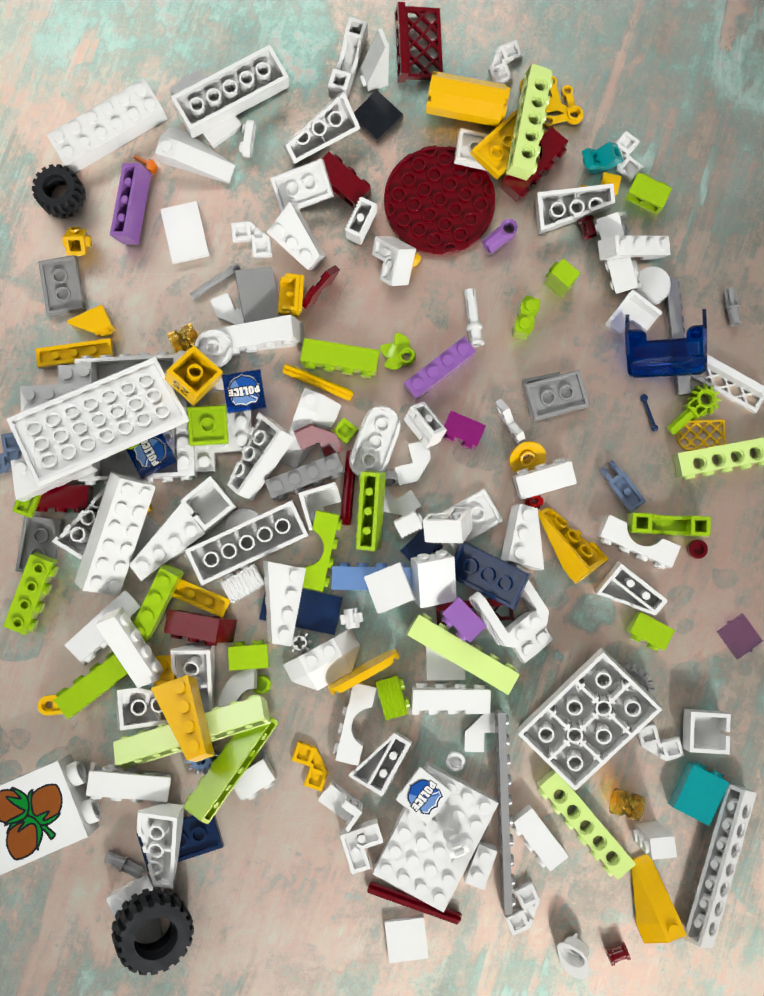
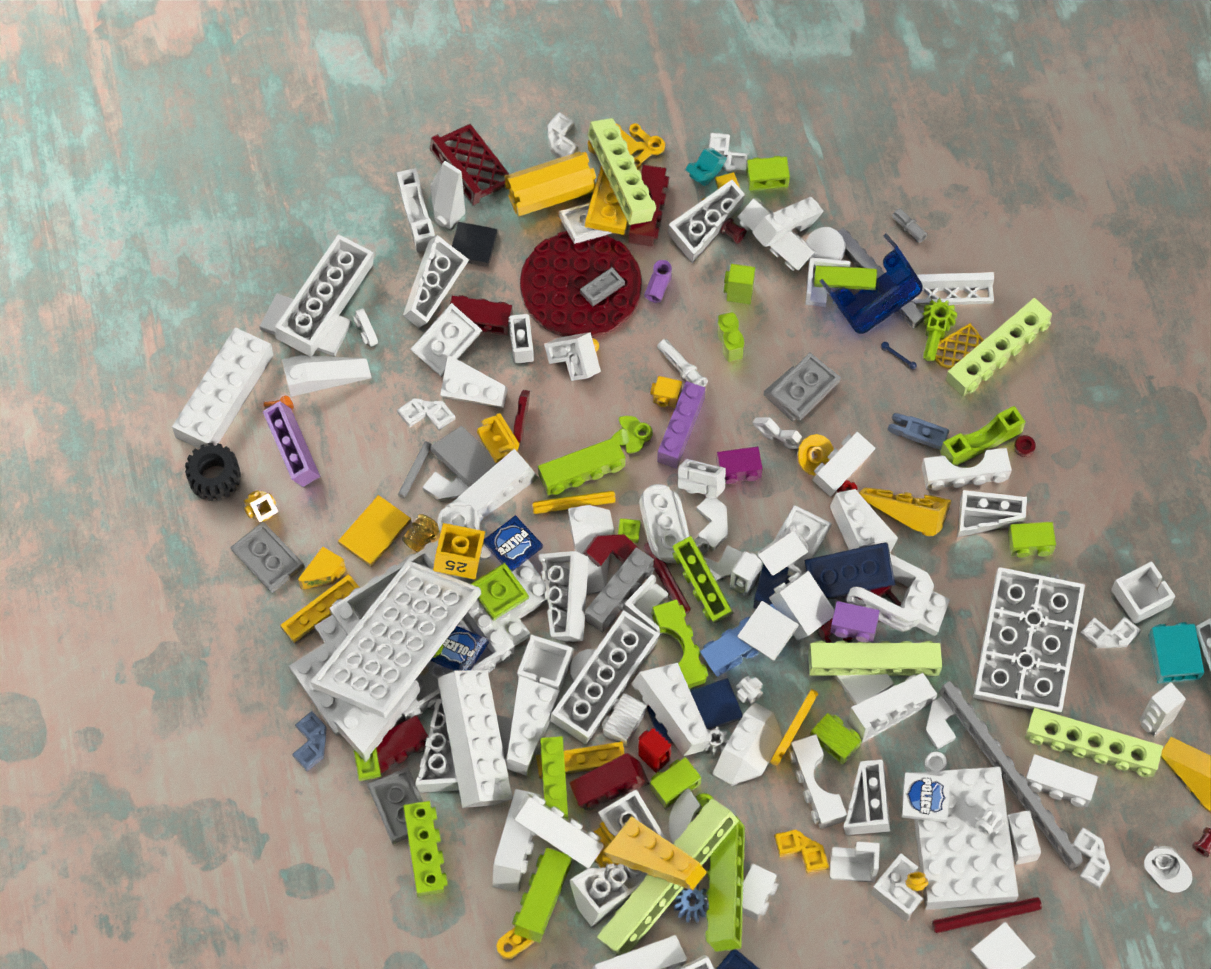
camera: 30 degrees left, 20 degrees down
(153, 313) = (374, 530): none -> yellow tile
(185, 232) = (357, 443): white tile -> none
(246, 623) = (654, 749): none -> red brick
(373, 855) = (916, 881): none -> yellow plate
(445, 334) = (666, 391): none -> yellow brick
(452, 214) = (602, 286): none -> light grey plate
(623, 803) = (1118, 701): clear yellow wheel -> none
(650, 323) = (846, 277): none -> lime tile
(739, 636) = (1116, 498): clear purple piece -> none

